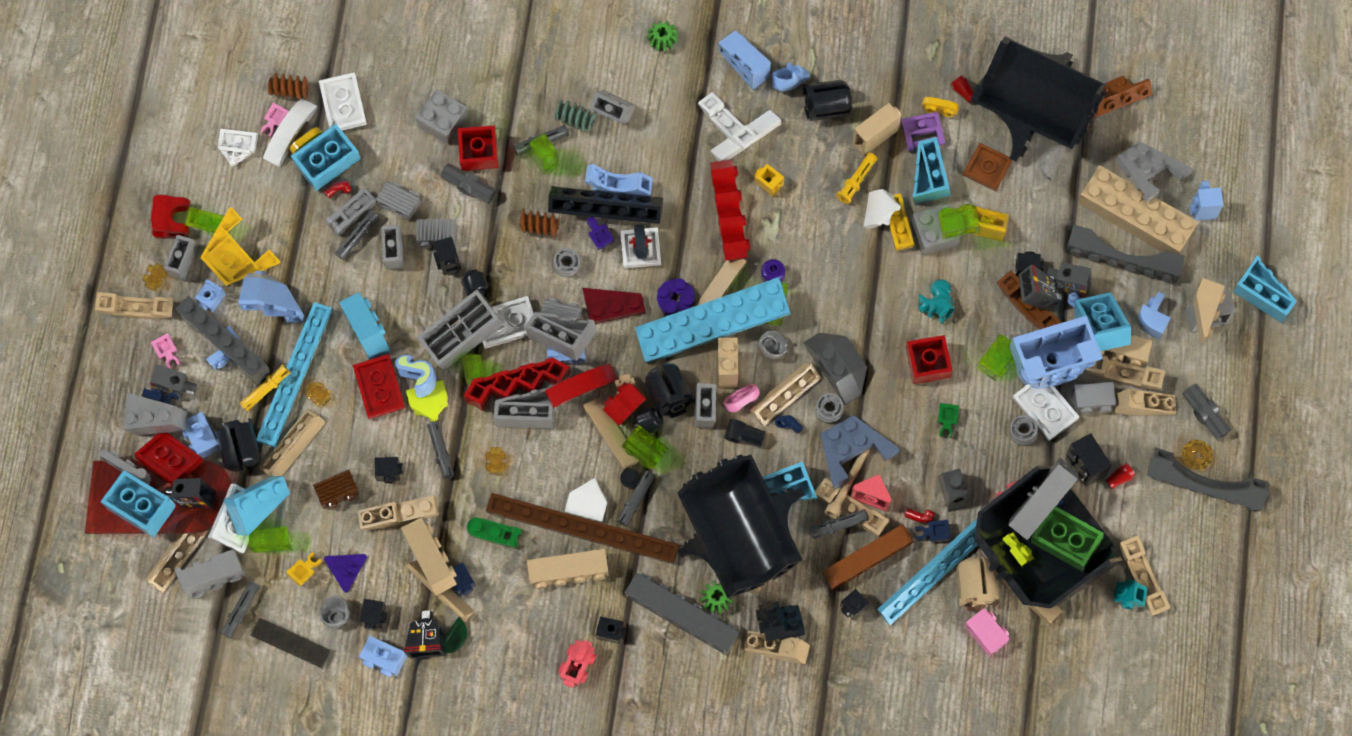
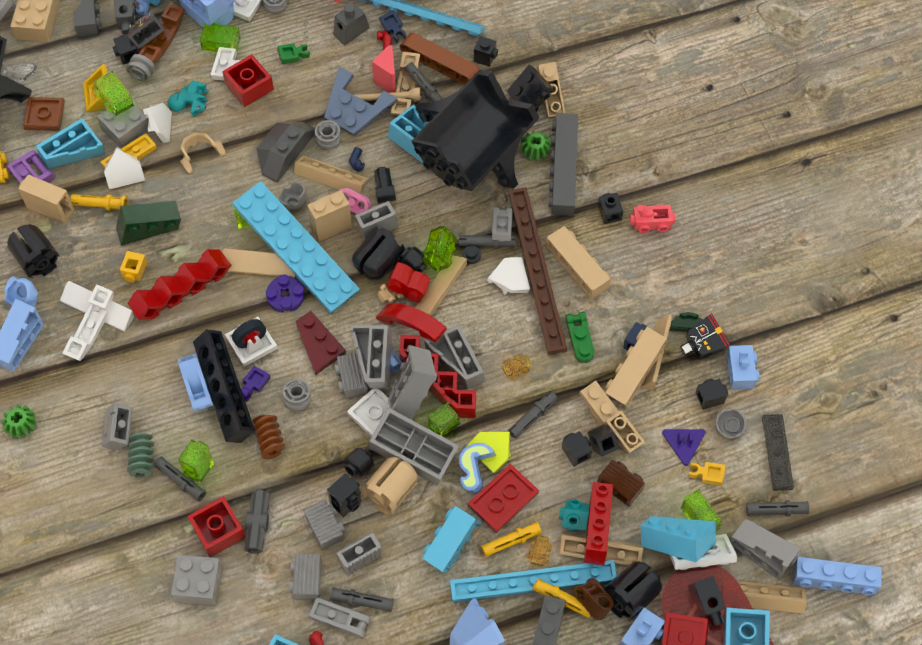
camera: 120 degrees left, 10 degrees down
(154, 620) = (836, 576): none -> light blue brick
(249, 408) = (594, 598): none -> reddish brown piece
(306, 445) = (598, 523): none -> red brick
(328, 433) = (574, 515): none -> teal brick
(338, 383) = (511, 539): none -> yellow pin
(380, 492) = (603, 440): none -> black brick
(435, 295) = (390, 484): none -> tan cylinder
(512, 352) = (414, 382): none -> light grey wedge
(641, 516) = (502, 224): none -> light grey plate
(773, 269) = (224, 224): dark purple head -> none
(809, 209) = (146, 221): none -> dark green wedge
(887, 284) = (191, 140): none -> tan helmet
(921, 260) = (159, 120): none -> white slope
(964, 350) = (224, 59): none -> white plate
(995, 268) = (140, 67): none -> light grey wheel

